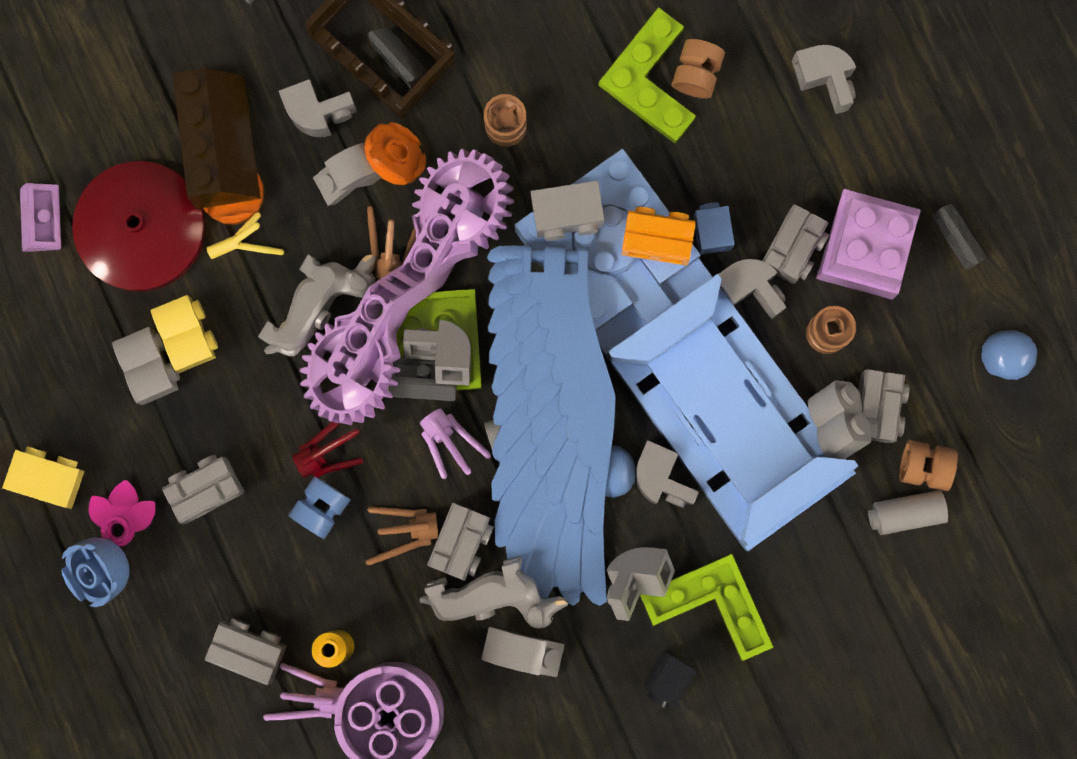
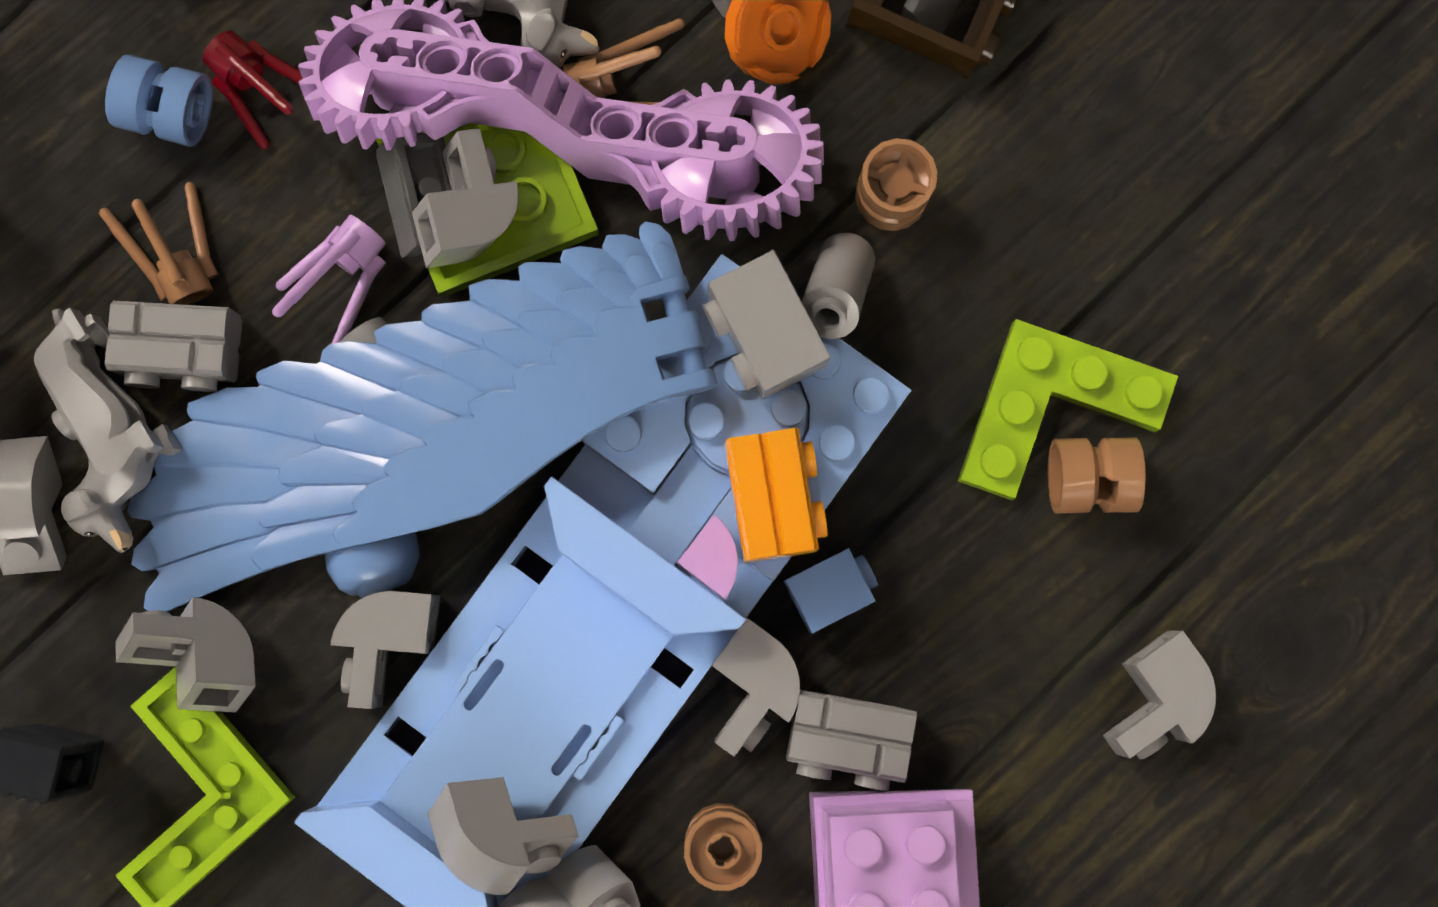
camera: 65 degrees right, 0 degrees up
(551, 167) = (839, 284): none -> light grey brick
(679, 280) = (712, 558): none -> lavender tile
(788, 447) = (487, 844): none -> light grey brick

